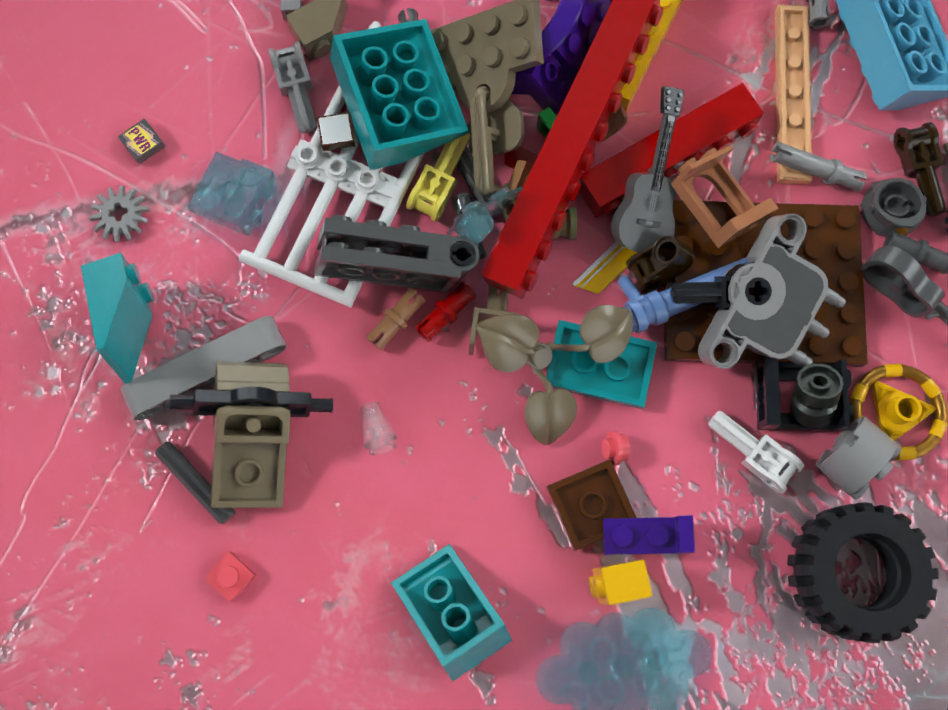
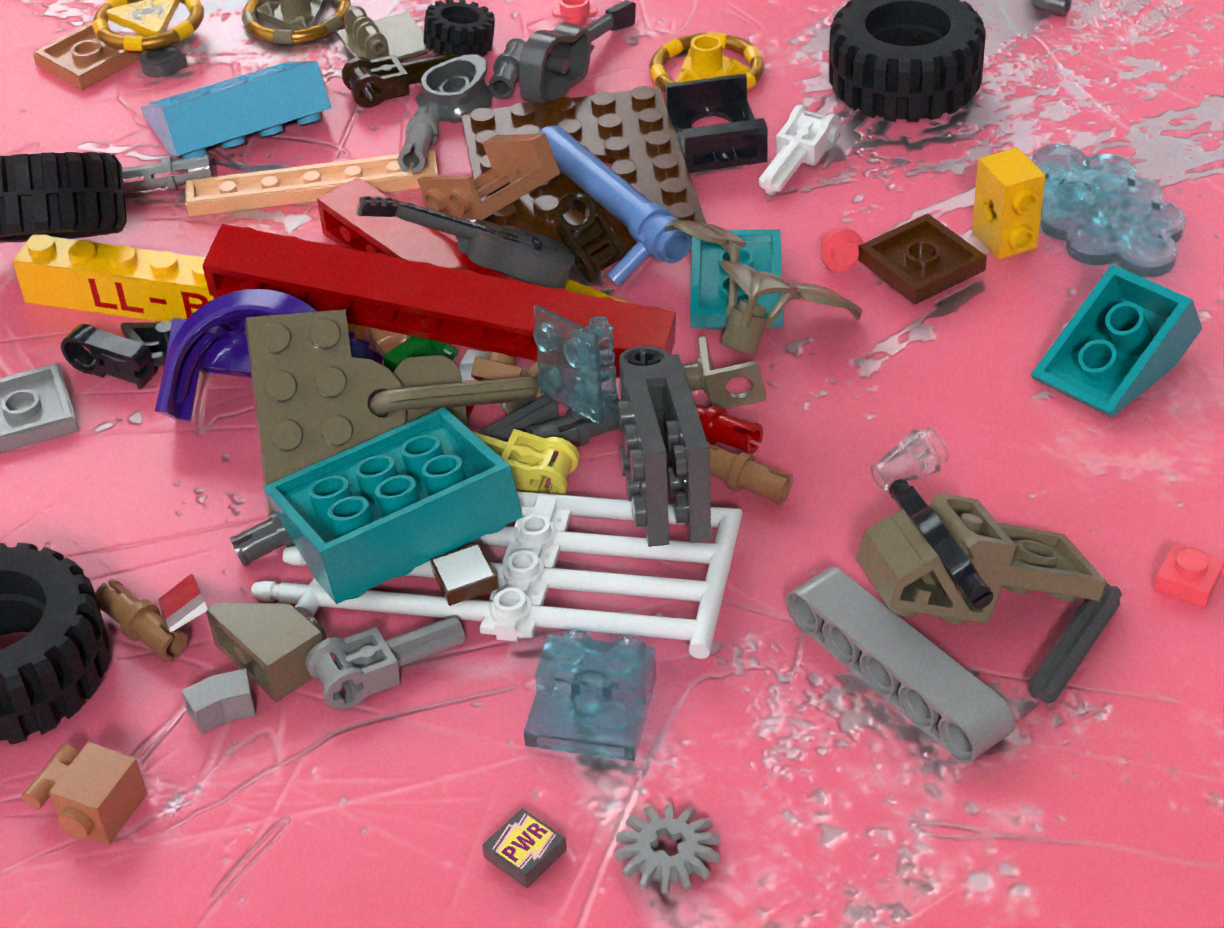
camera: 95 degrees left, 35 degrees down
(118, 311) = (862, 738): teal slope -> none
(649, 535) = (936, 186): dark purple bracket -> none
(779, 310) = (617, 130): piece -> none
(816, 395) = (714, 95): pearl dark grey wheel -> none
(858, 457) = (779, 64): light grey brick -> none

